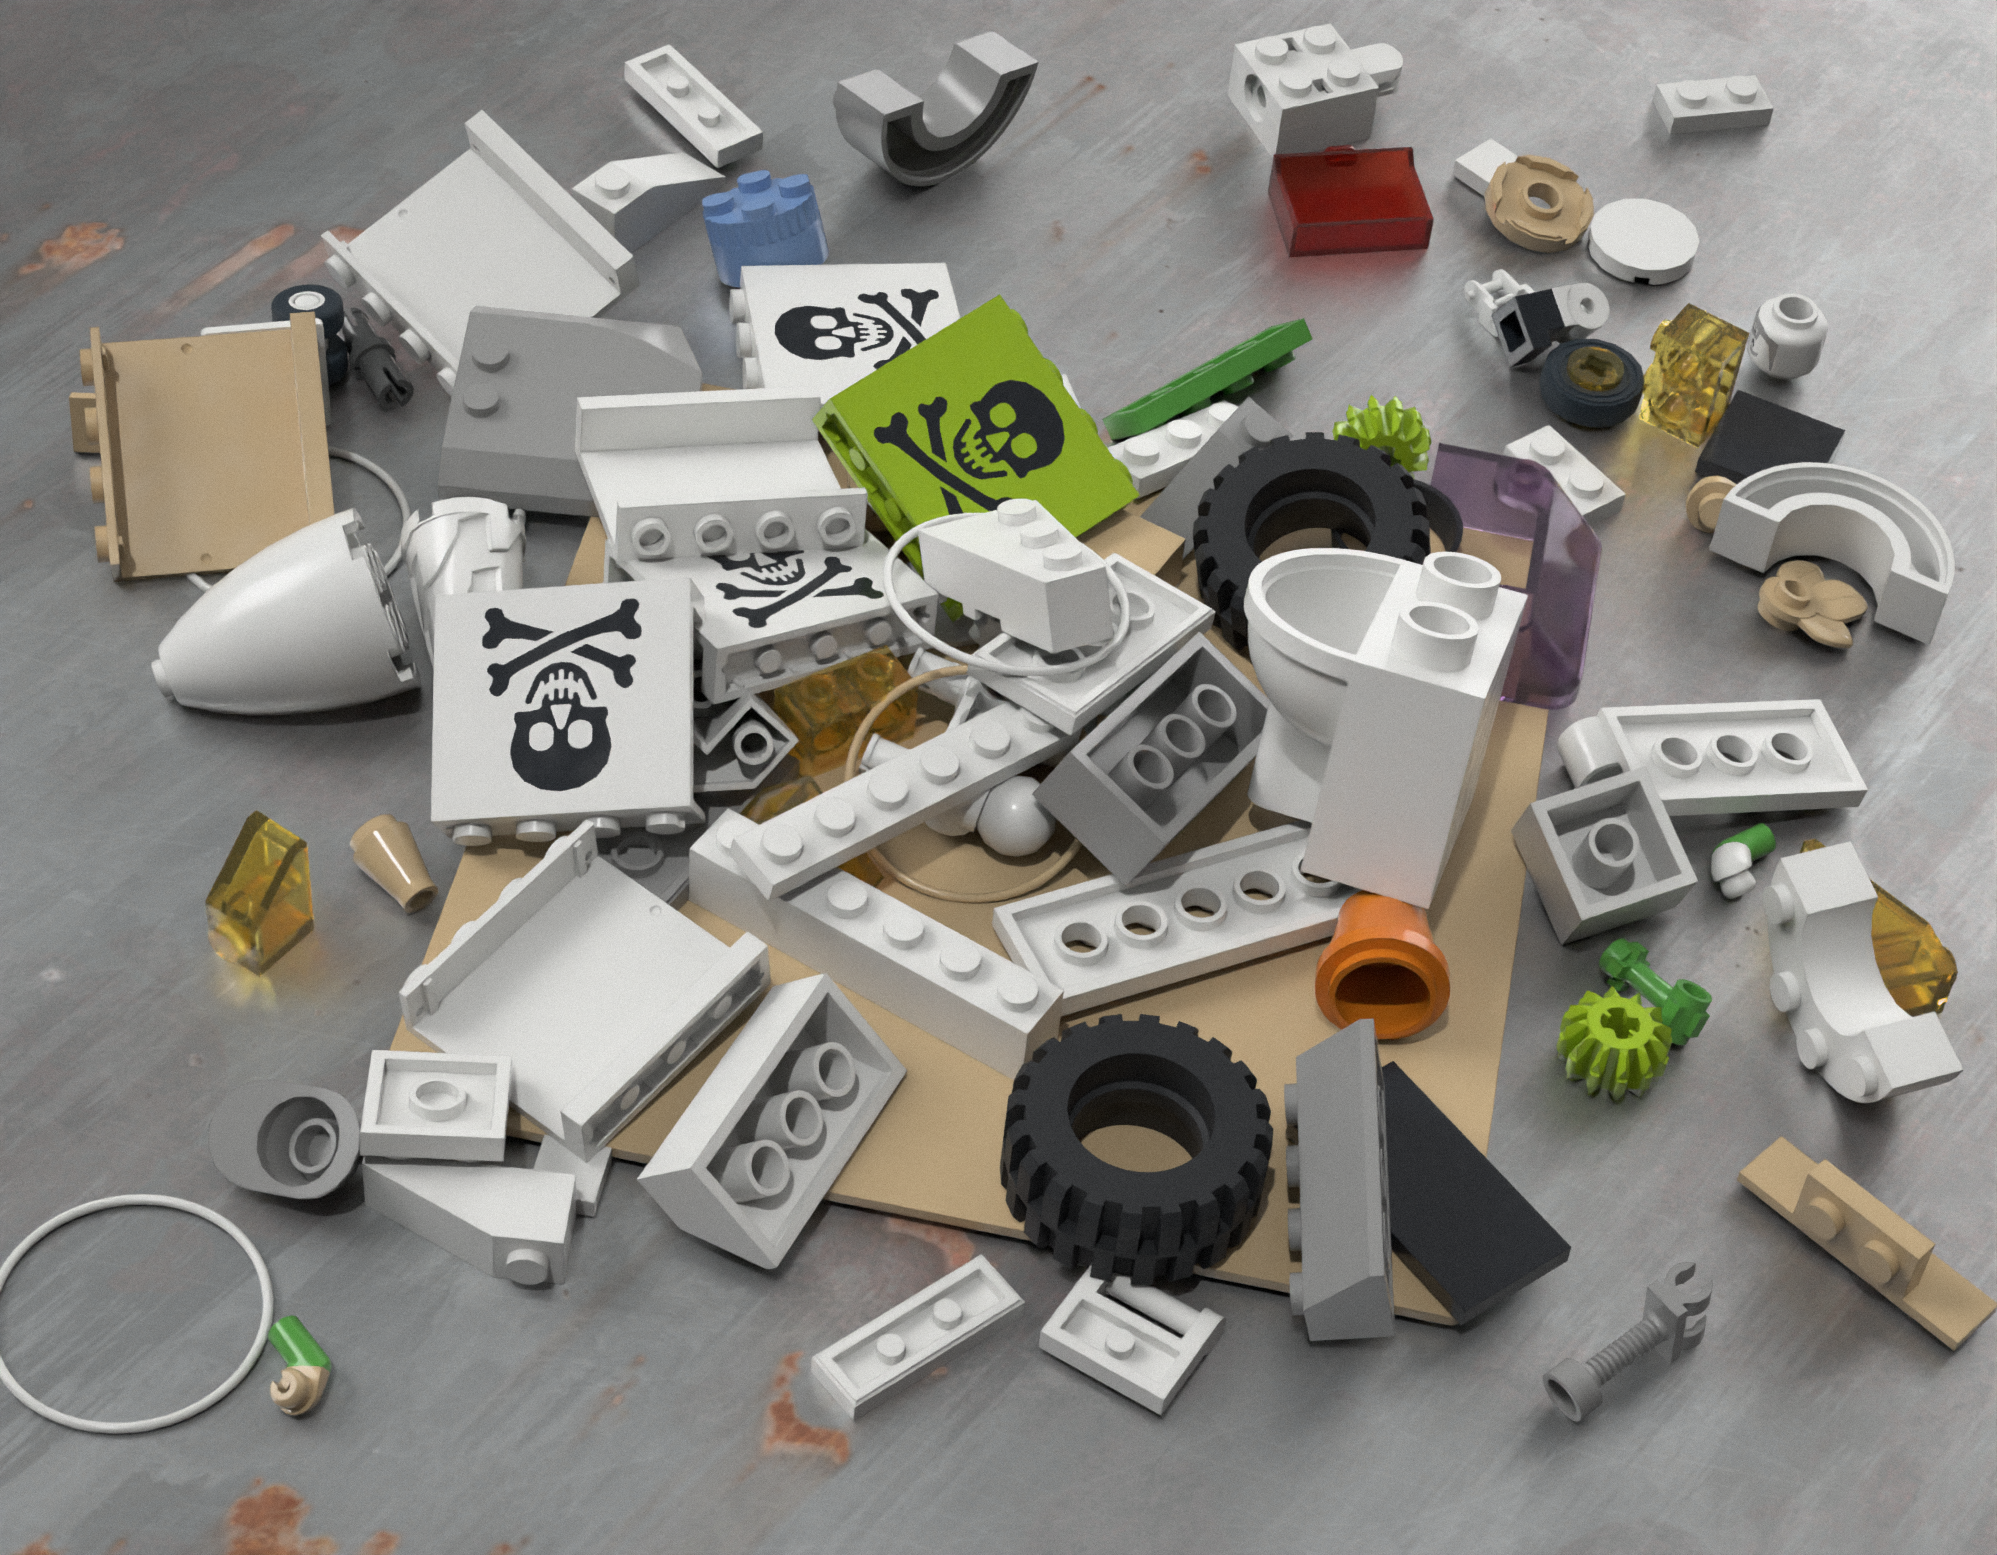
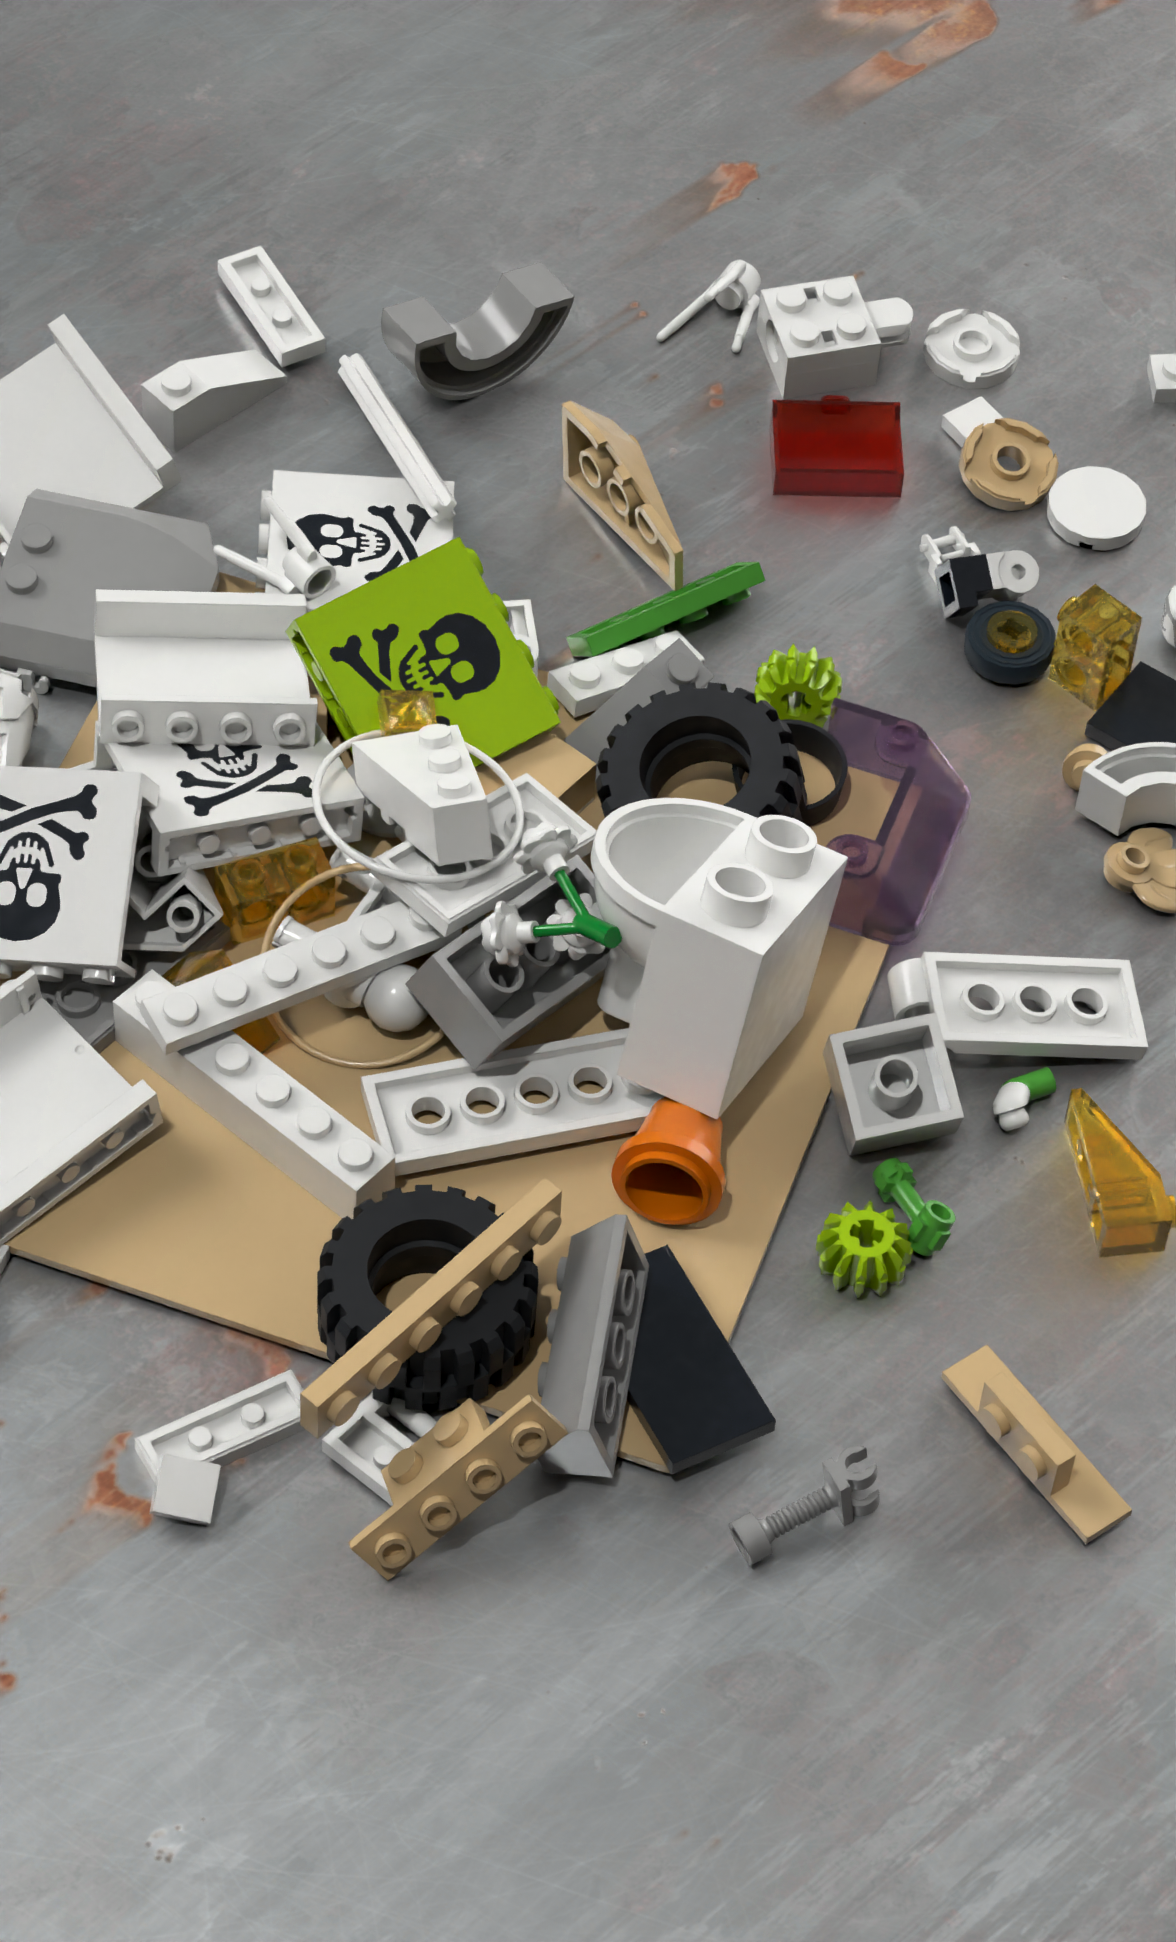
camera: 10 degrees right, 5 degrees up
(764, 224) = (303, 432): medium blue piece -> none
(774, 1122) = (141, 1241): white slope -> none
(807, 354) = (303, 565): none -> white plant
(875, 225) = (397, 438): none -> white axle
(888, 1410) = (185, 1489): none -> white tile
(969, 491) = (405, 711): none -> clear yellow tile
(1132, 260) = (616, 482): none -> tan wedge
(1155, 1166) = (421, 1317): none -> tan plate
(1195, 54) = (731, 290): none -> white plant
(1216, 1352) = (451, 1476): none -> tan bracket
(1224, 703) = (578, 920): none -> white plant
(1464, 95) = (971, 349): none -> white tile
(1583, 483) = (962, 730): white plate -> none
(1833, 988) = (1064, 1217): white brick -> none

